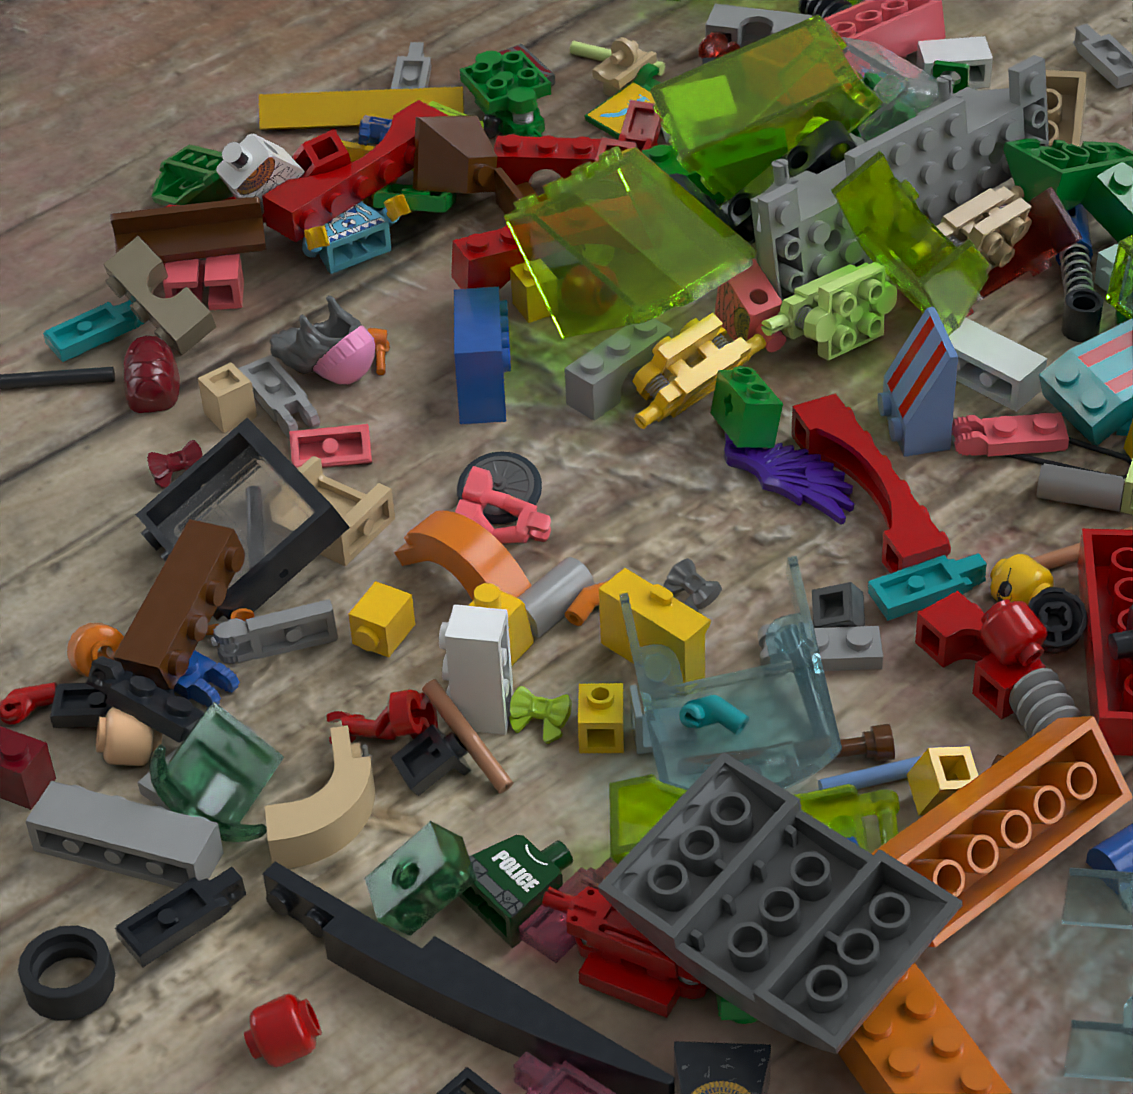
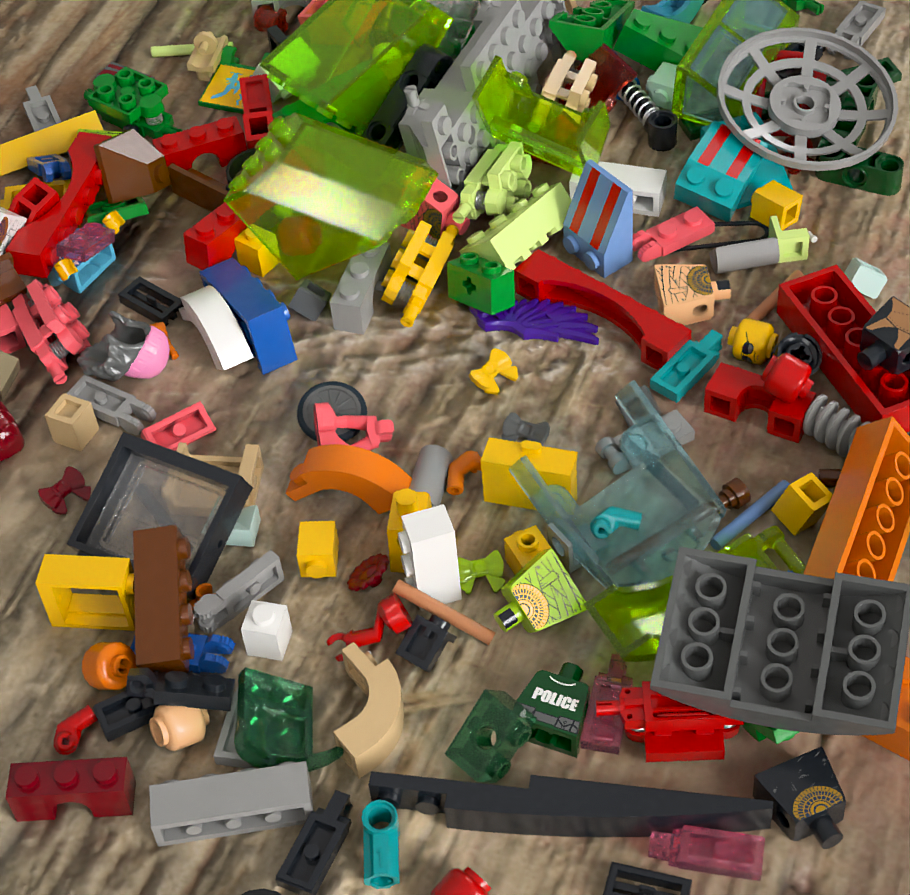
camera: 25 degrees left, 5 degrees up
(103, 545) = (81, 610): none -> yellow window
(241, 941) = (381, 845): none -> teal piece
(267, 294) = (44, 318): none -> coral piece
(275, 680) = (266, 630): none -> white brick
(327, 570) = (246, 528): none -> light aqua slope
(352, 217) = (85, 242): none -> clear pink plate
(415, 318) = (147, 304): none -> black tile
(420, 667) = (368, 573): none -> dark red piece
(432, 353) = (217, 326): none -> white arch
(552, 359) = (310, 300): none -> dark grey slope
(574, 758) = (539, 595): none -> lime torso
(712, 502) = (498, 364): none -> yellow piece
(832, 367) = (523, 229): none -> yellowish green wedge
(980, 504) = (687, 292): none -> light nougat torso

